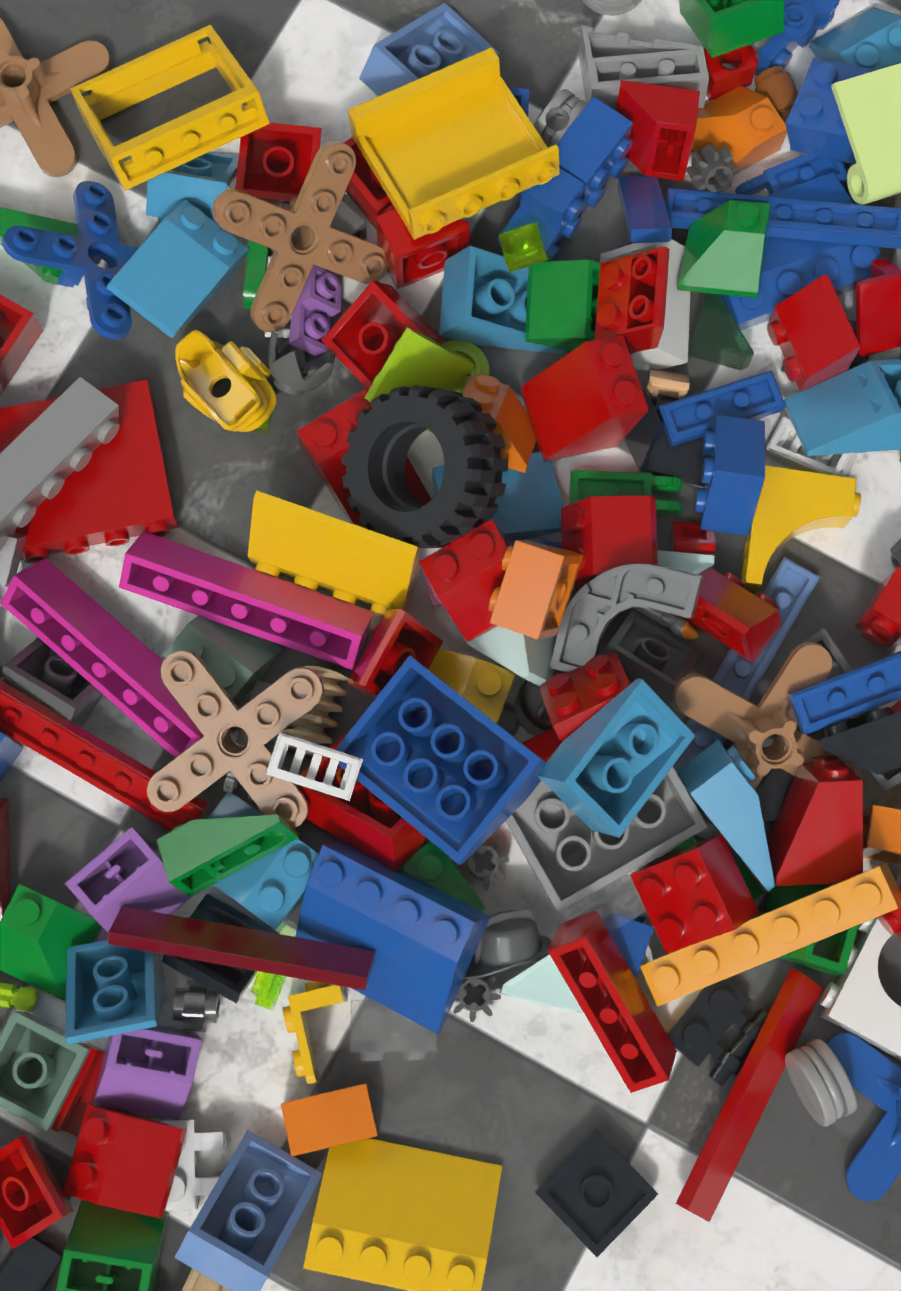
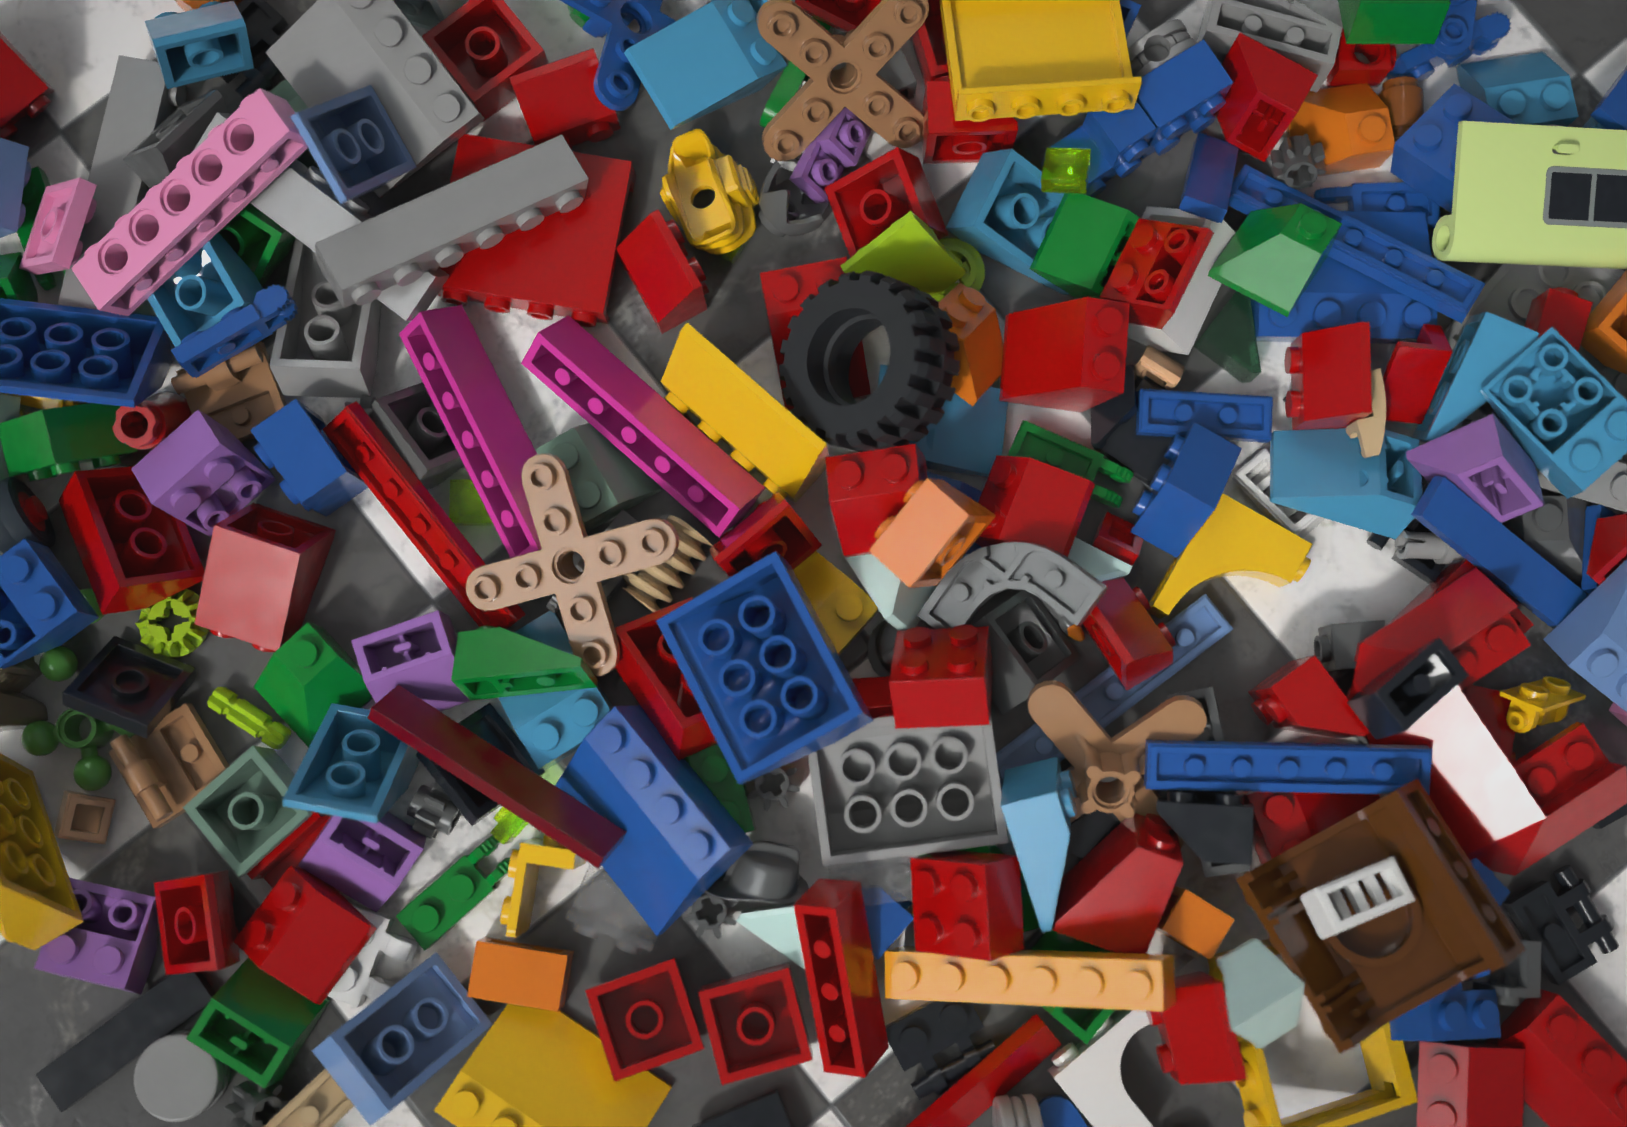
camera: 25 degrees right, 5 degrees up
(68, 349) = (563, 101): none -> red slope
(118, 728) = (466, 505): none -> clear neon green plate
(211, 462) = (661, 273): none -> red slope
(241, 1075) = (452, 896): none -> green hinge
(278, 755) = (605, 599): white slope -> none
(456, 1110) = (645, 1019): none -> red brick
(554, 1075) = (755, 1023): none -> red brick
(617, 759) = (942, 741): dark azure slope -> none
(865, 361) = (1372, 428): none -> tan slope

